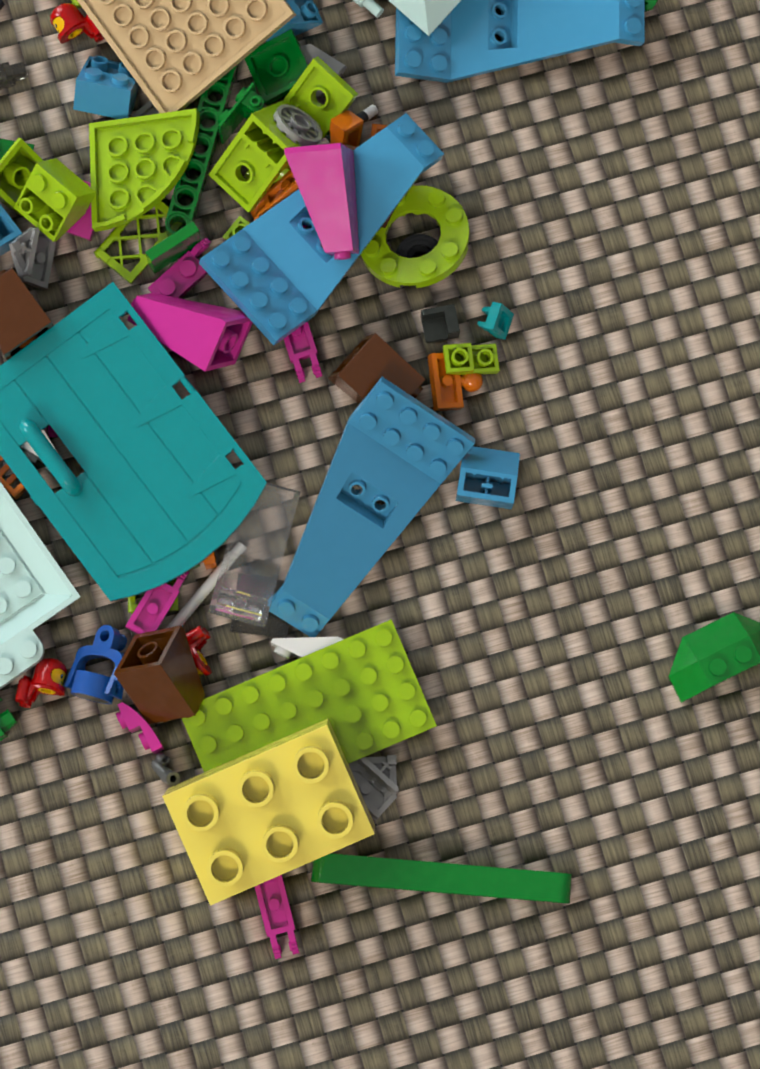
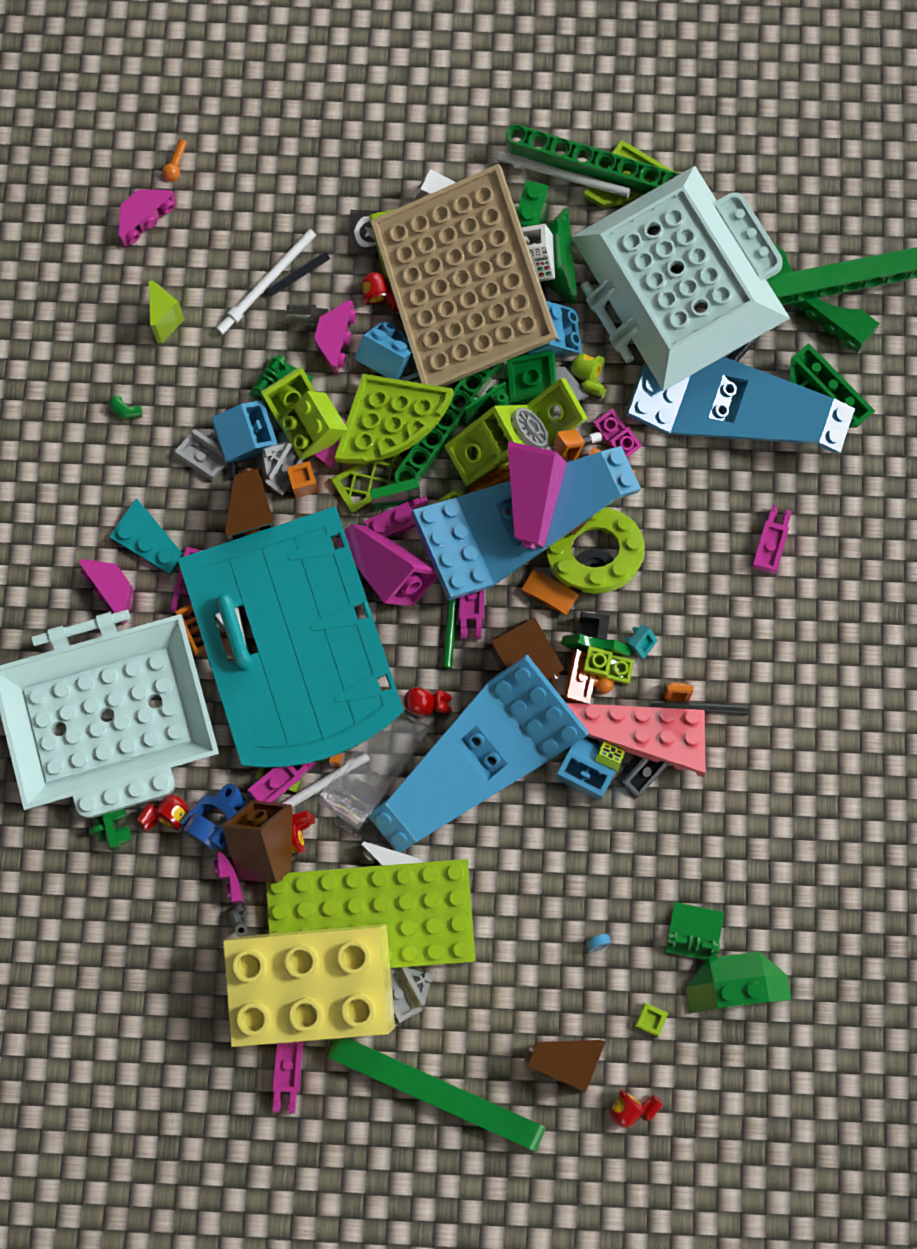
camera: 25 degrees right, 5 degrees down
(40, 89) = (334, 335): none -> dark pink slope
(64, 263) = (302, 479): none -> orange panel
(284, 466) = (423, 702): none -> red piece
(285, 381) = (450, 634): none -> green bar
(336, 38) = (588, 370): none -> lime piece
(379, 299) = (550, 592): none -> orange slope
(391, 100) = (616, 433): none -> dark pink slope
(434, 343) = (582, 642): none -> green tile
(506, 456) = (610, 756): none -> lime tile
(539, 417) = (649, 732): none -> coral wing
(544, 459) = (640, 774): none -> black slope
(555, 362) = (677, 691): none -> orange slope
(560, 661) = (598, 943): none -> dark azure tile
(571, 798) = (566, 1061): none -> reddish brown slope
(584, 371) = (708, 707): none -> pearl dark grey bar
(601, 166) = (772, 542): none -> dark pink hinge
(643, 723) = (651, 1019): none -> lime tile
(652, 825) = (628, 1109): none -> red piece
(658, 614) = (694, 931): none -> green hinge

